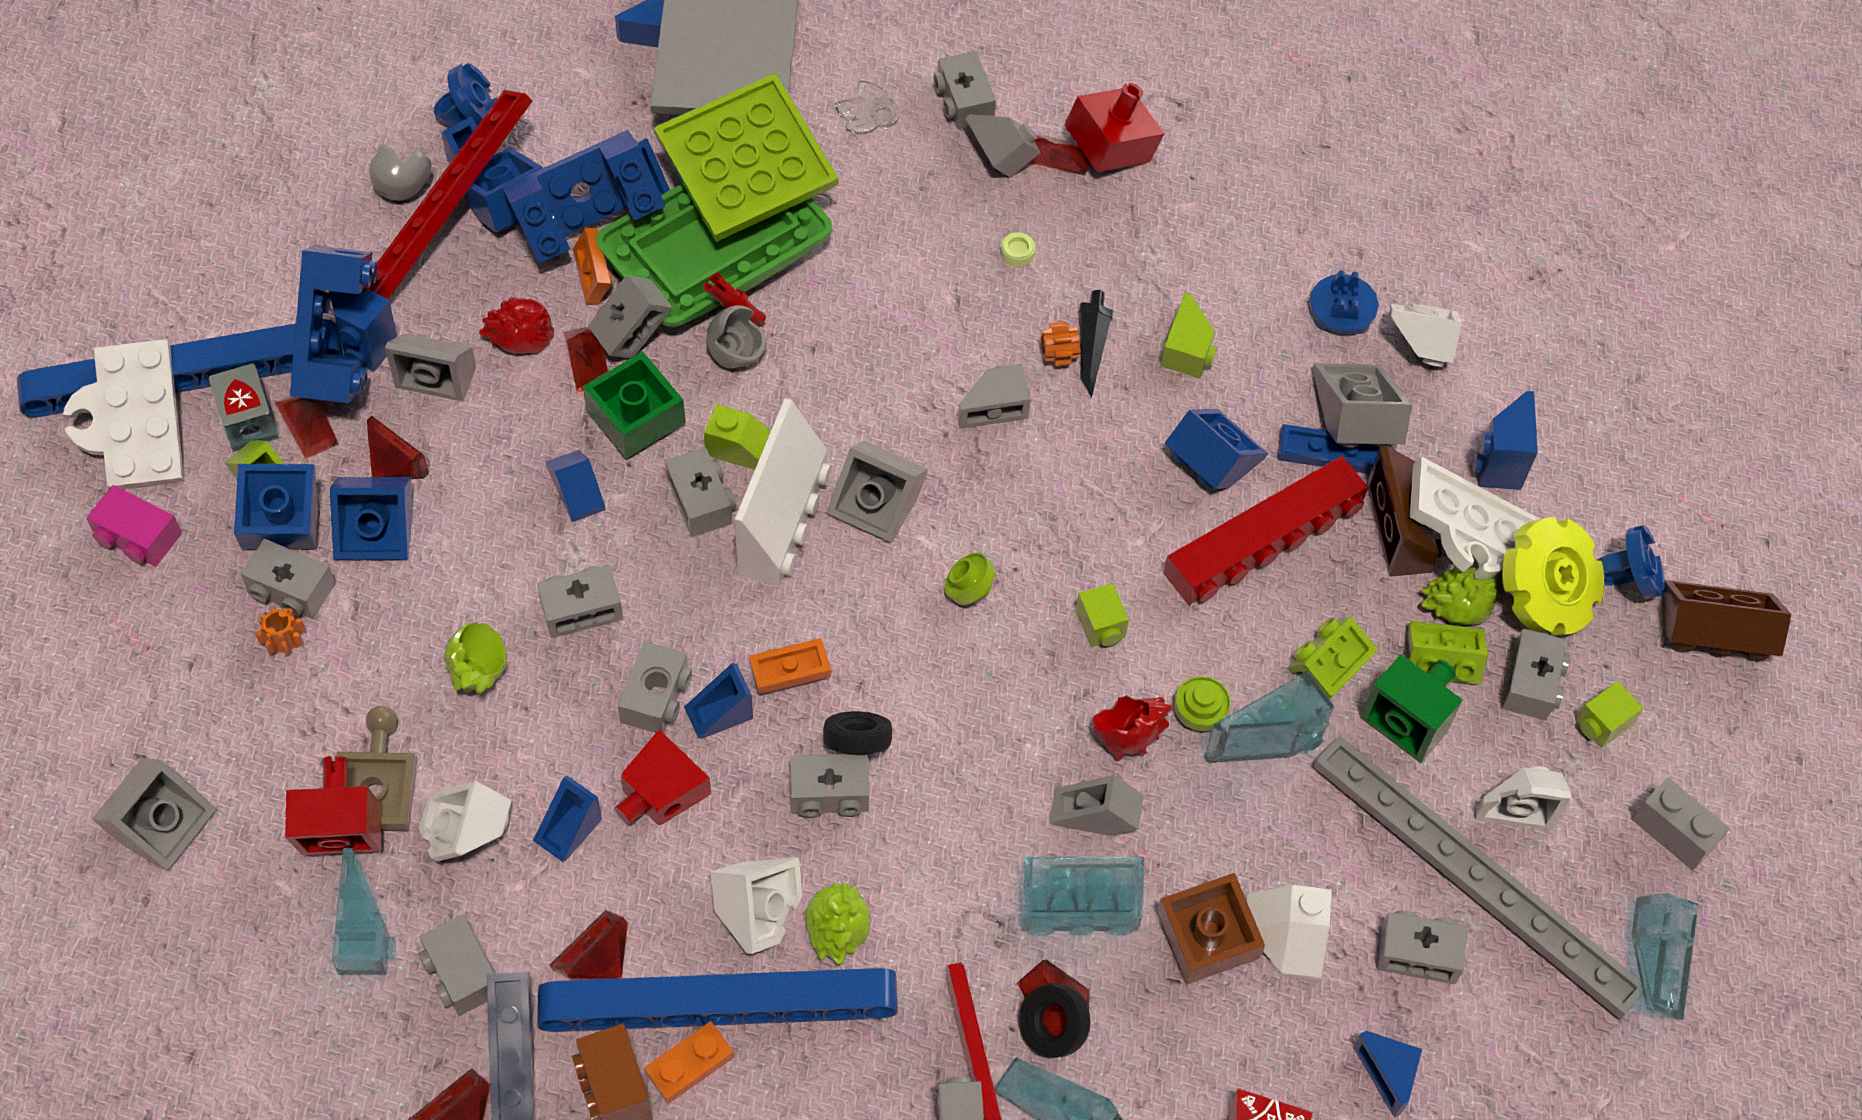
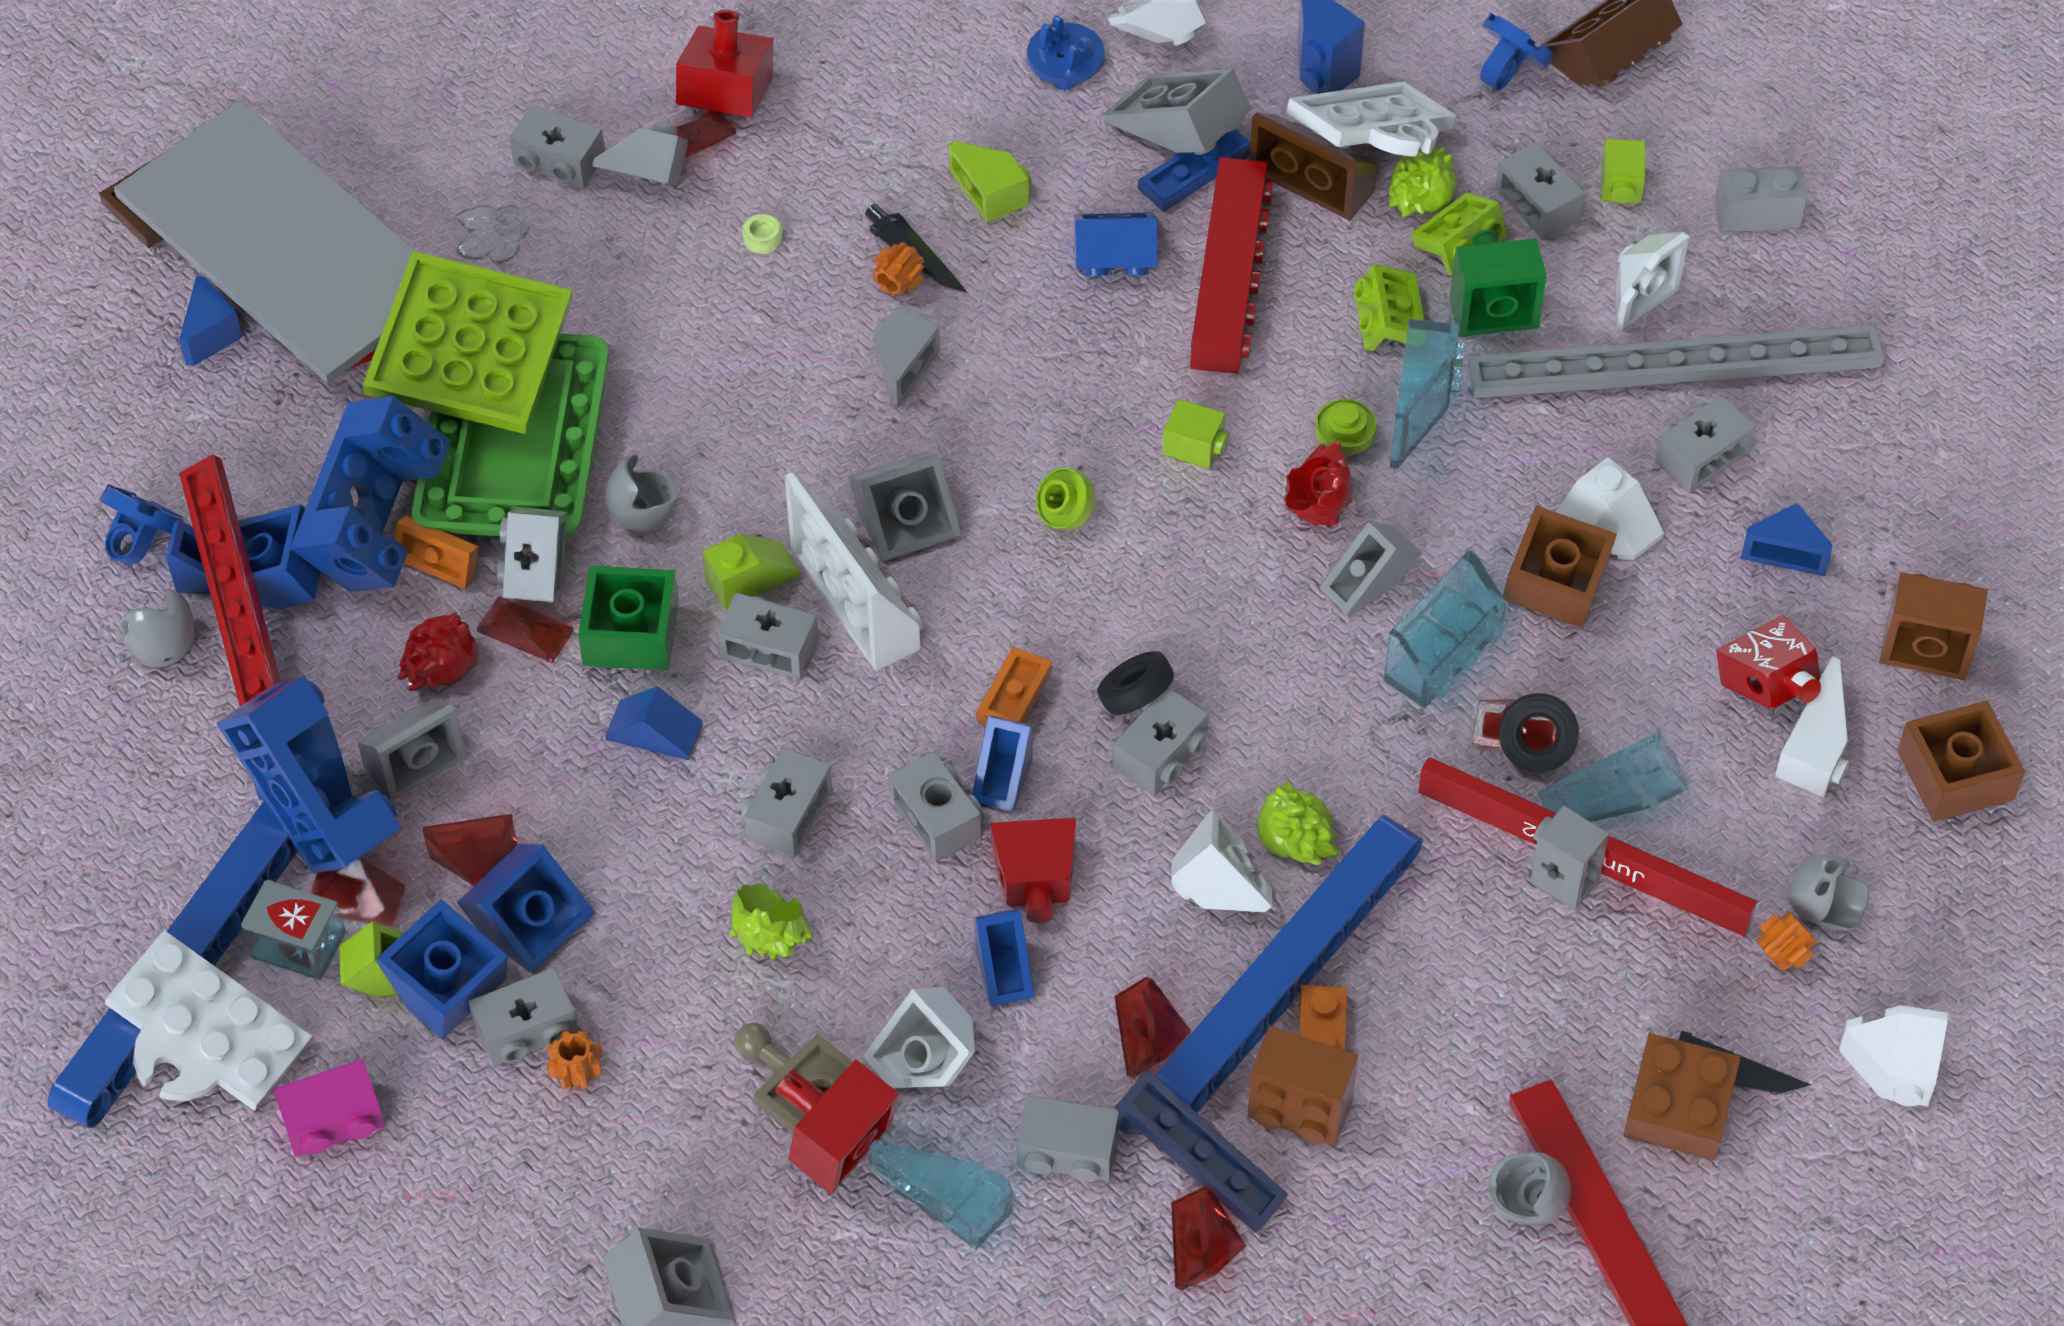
camera: 45 degrees left, 5 degrees down
(729, 296) = (594, 464): red pin -> none
(1553, 576) = (1473, 106): neon yellow piece -> none
(1663, 950) = (1850, 285): clear light blue slope -> none

